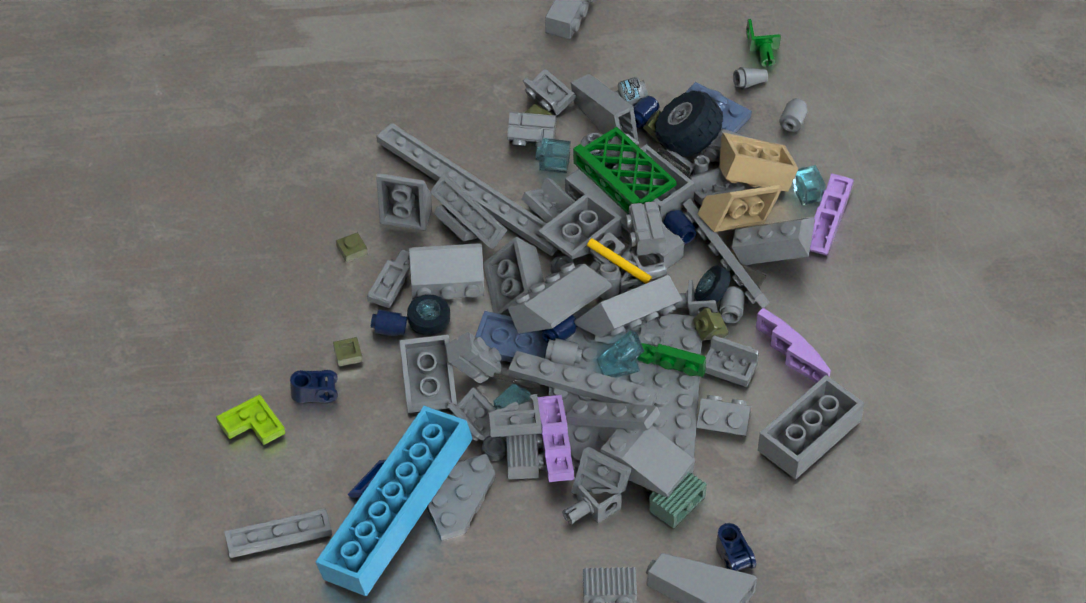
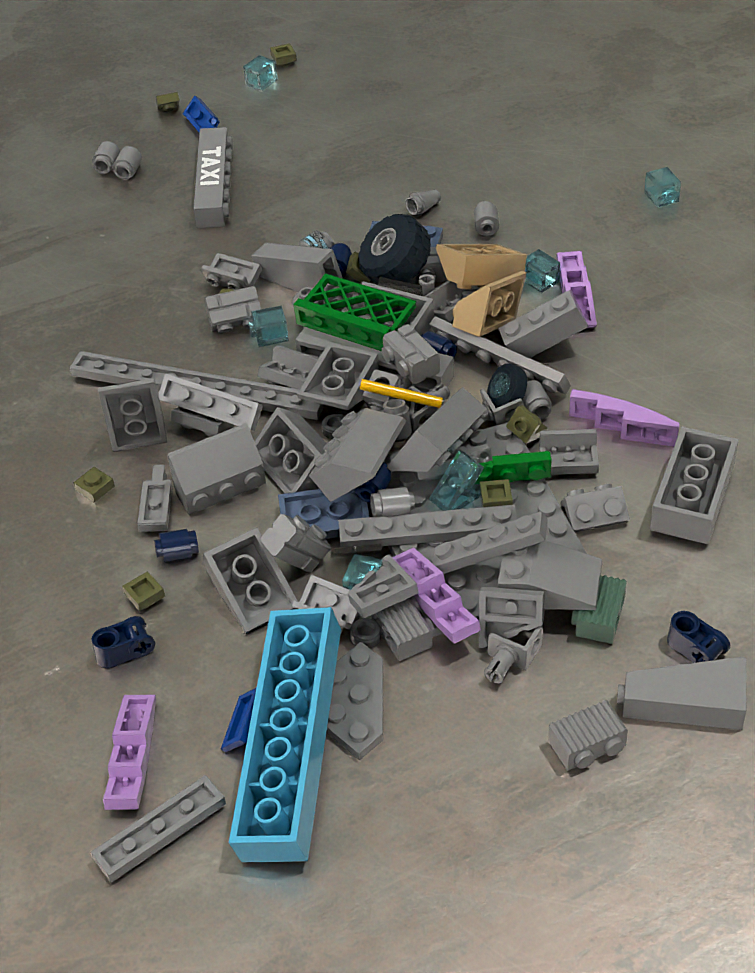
camera: 20 degrees left, 5 degrees down
(251, 414) = (63, 700): lime plate -> none
(284, 470) = (130, 752): none -> lavender slope
(420, 313) = (216, 520): black wheel -> none
(648, 375) = (495, 493): none -> olive plate
(763, 44) = (419, 170): green bracket -> none
(968, 139) = (662, 187): none -> clear light blue brick

